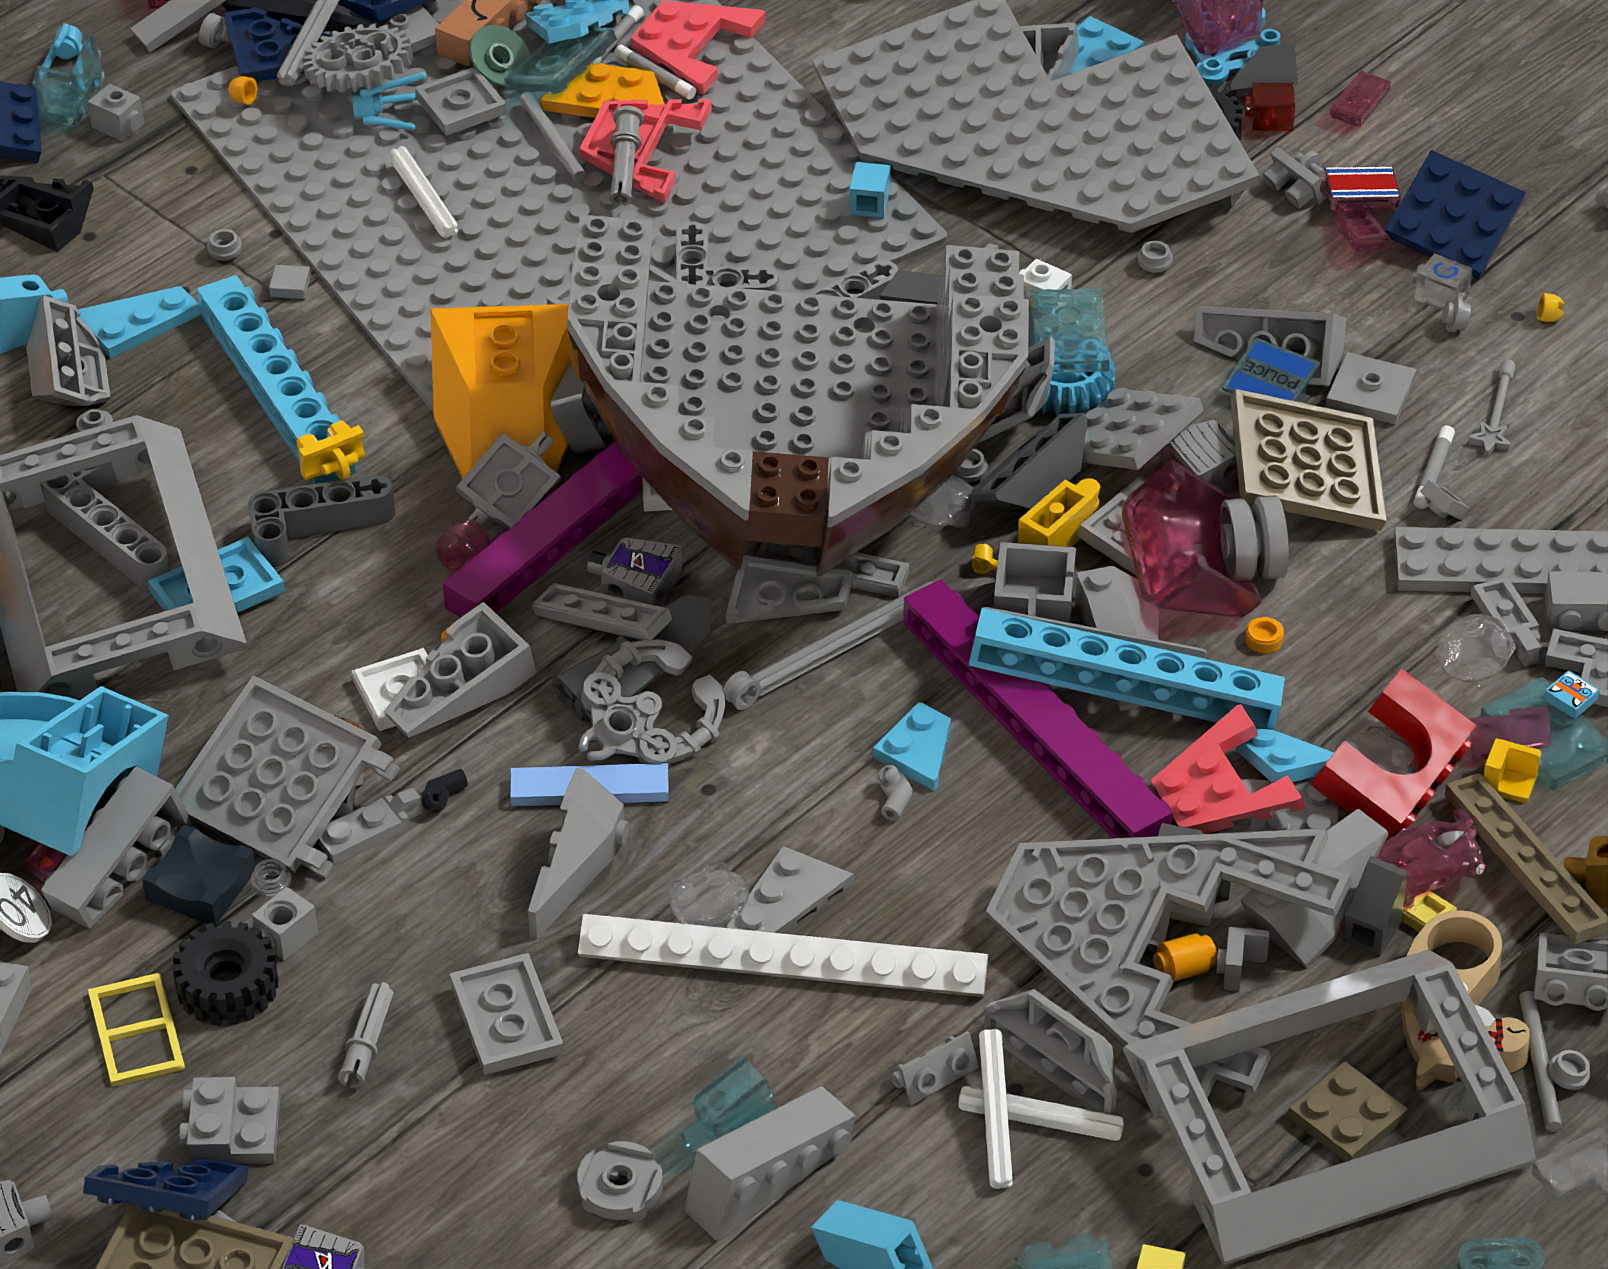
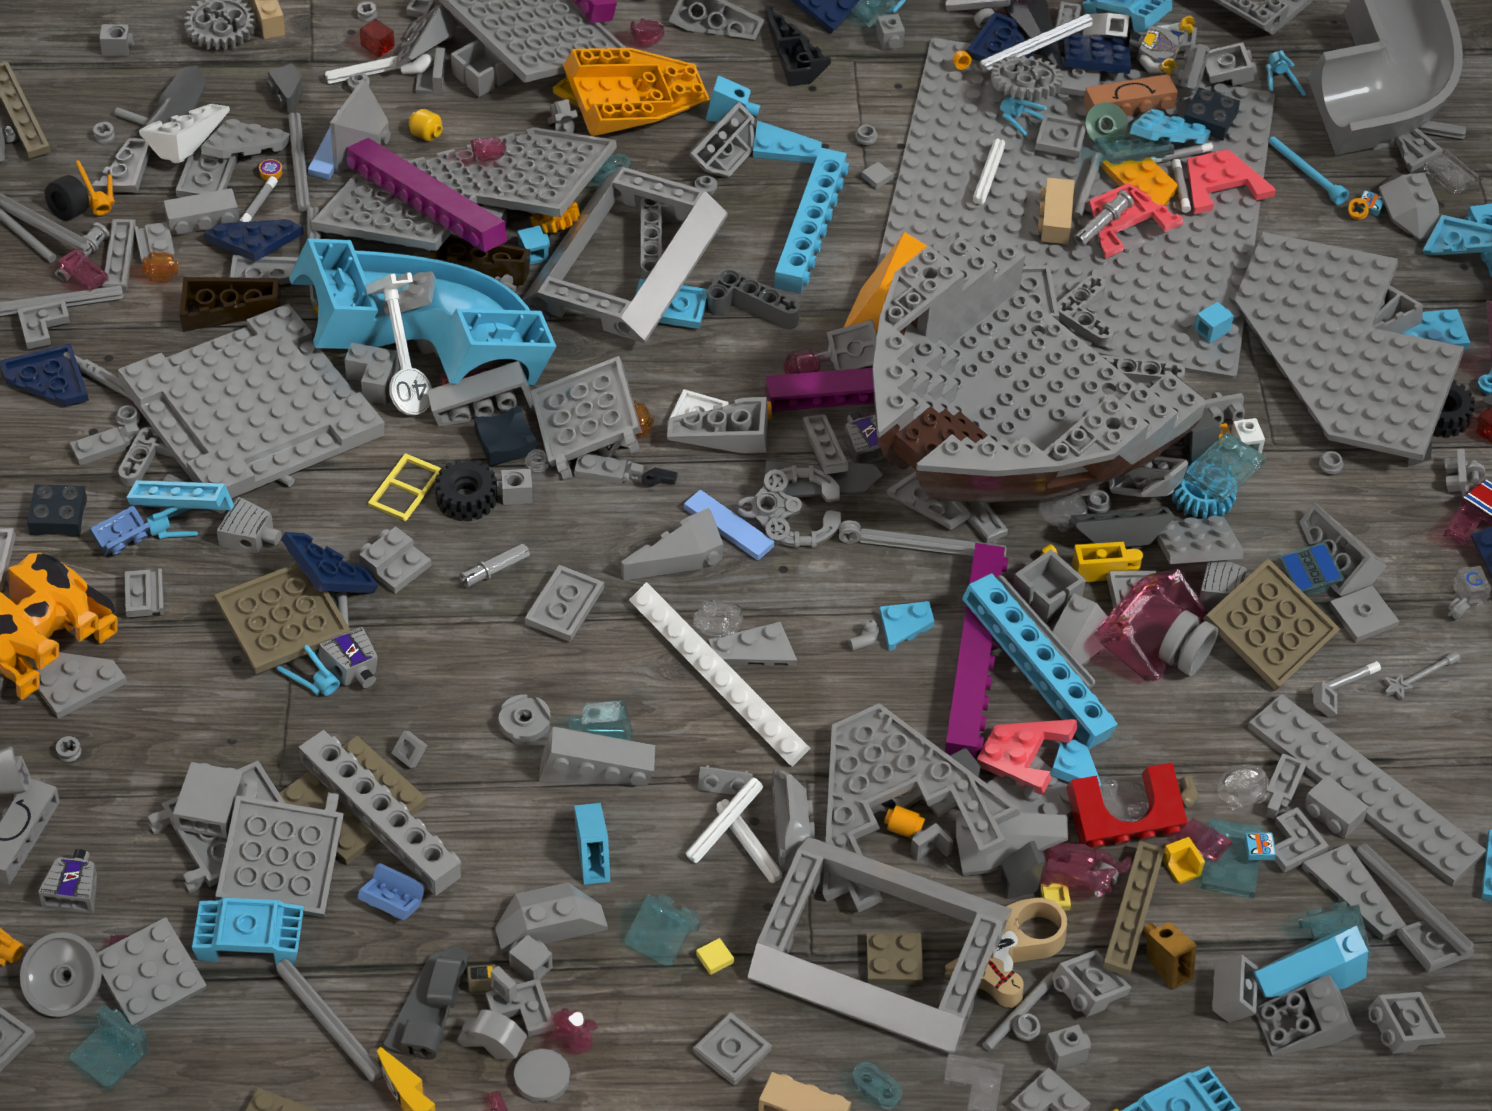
camera: 40 degrees right, 5 degrees up
(333, 454) = (785, 274): yellow hips -> none
(555, 182) = (1056, 210): none -> tan brick
(1264, 635) = (1146, 698): light orange tile -> none

